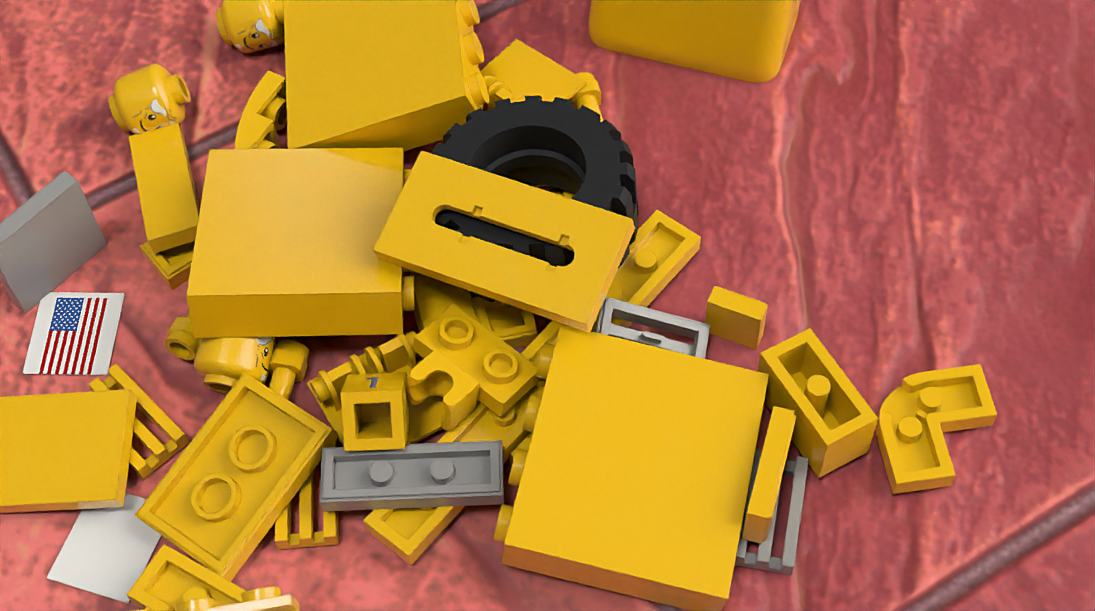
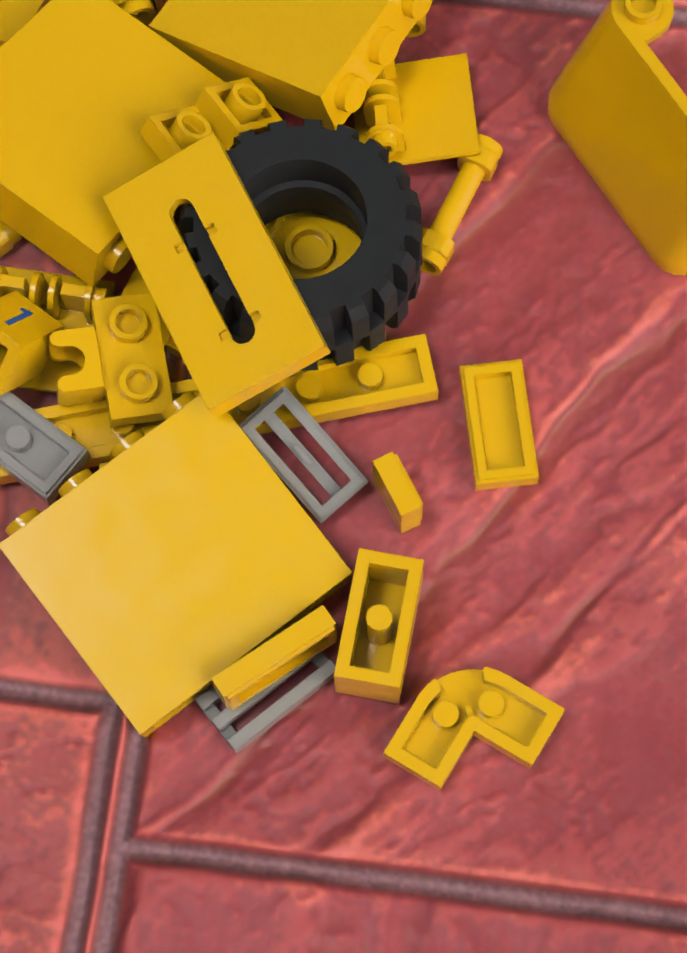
camera: 40 degrees right, 15 degrees up
(392, 166) = (221, 108): none -> yellow slope
(753, 236) = (498, 425): none -> yellow tile

